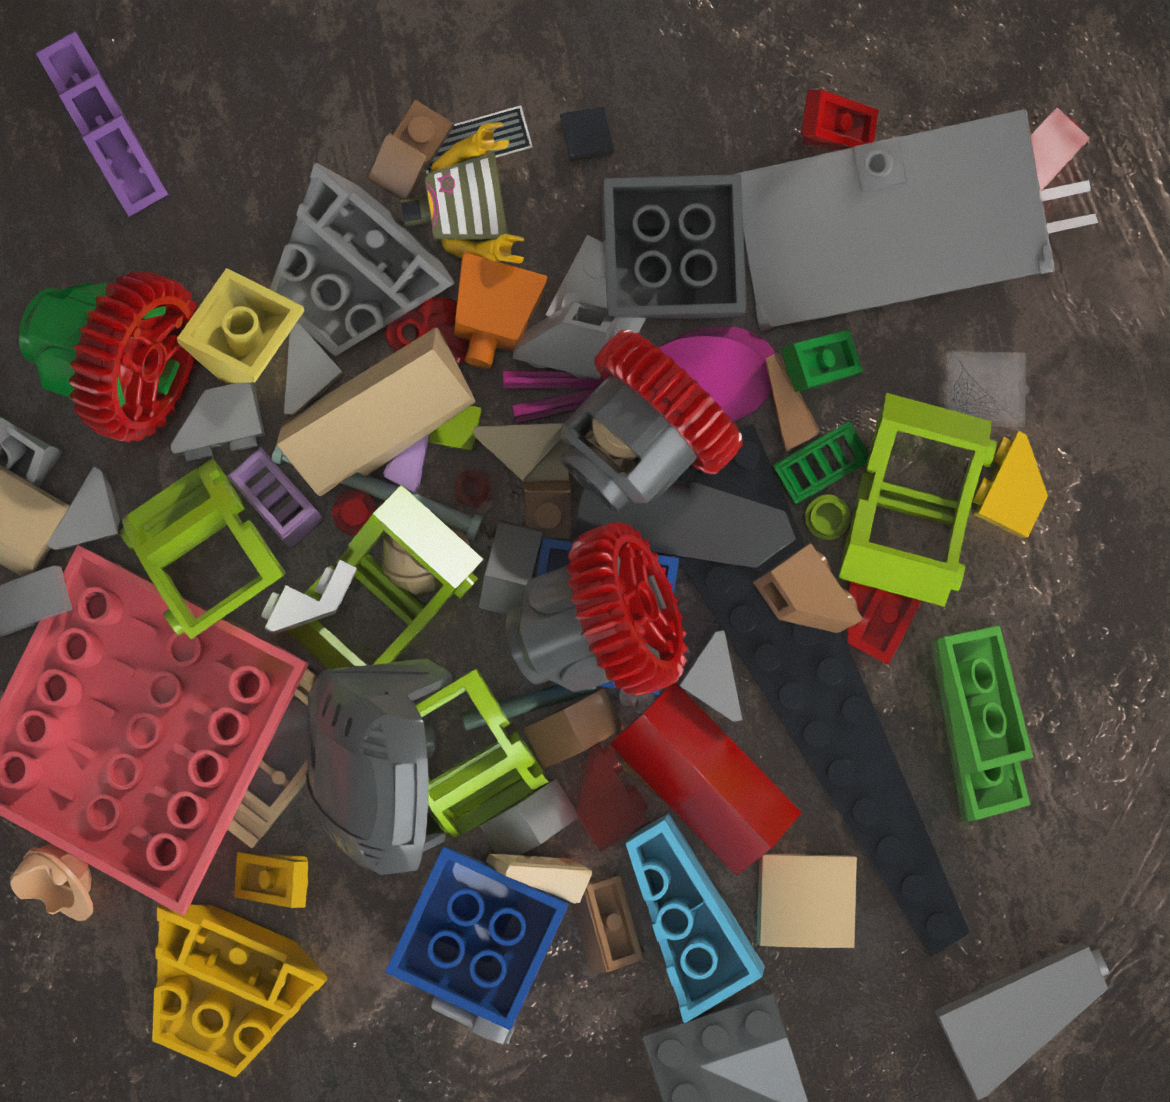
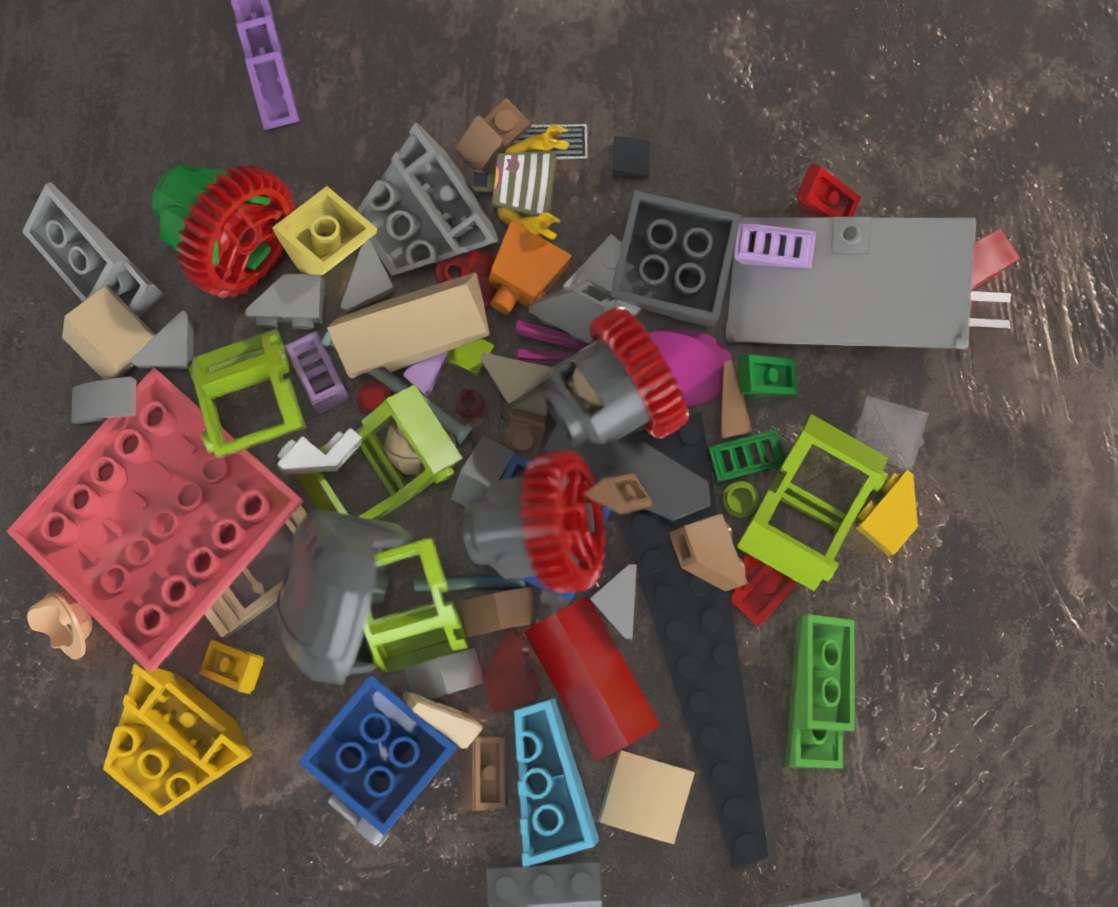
camera: 25 degrees right, 5 degrees down
(686, 555) = (621, 493): none -> medium nougat slope
(752, 201) = (761, 232): none -> lavender slope

